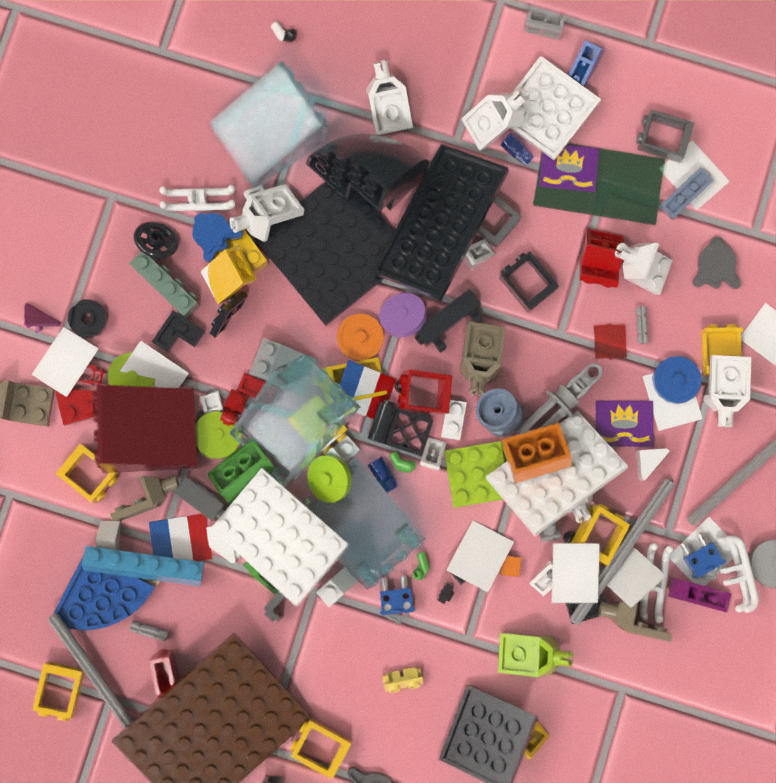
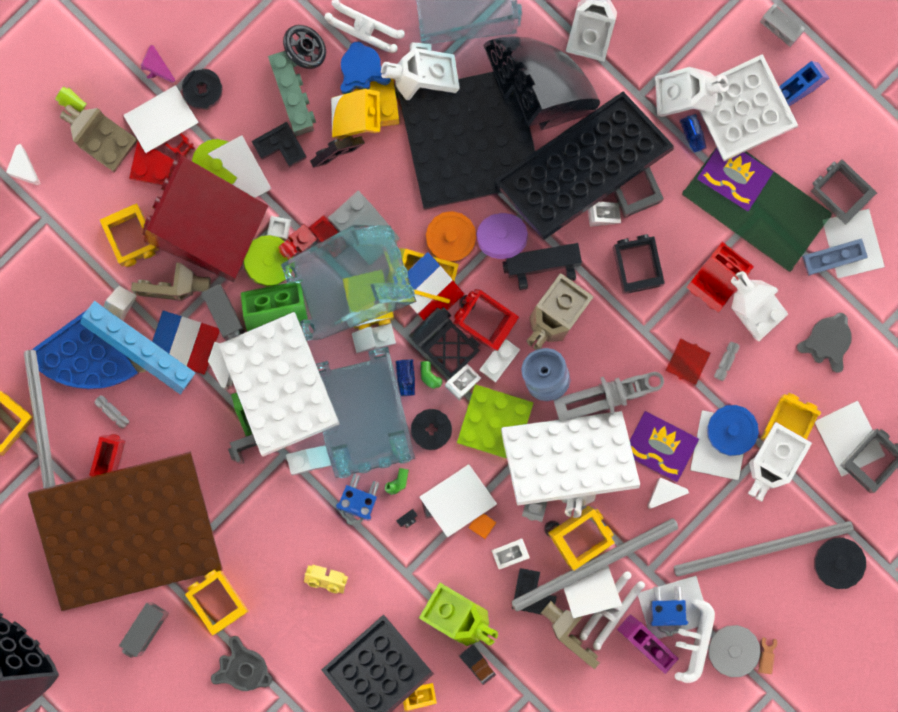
camera: 25 degrees right, 0 degrees up
(329, 478) = (353, 354): lime wheel -> none
(437, 510) = (439, 438): none -> black plate
(536, 453) = (559, 428): orange brick -> none
(567, 686) = (477, 664): none -> leg
(575, 573) = (538, 560): white sticker -> none

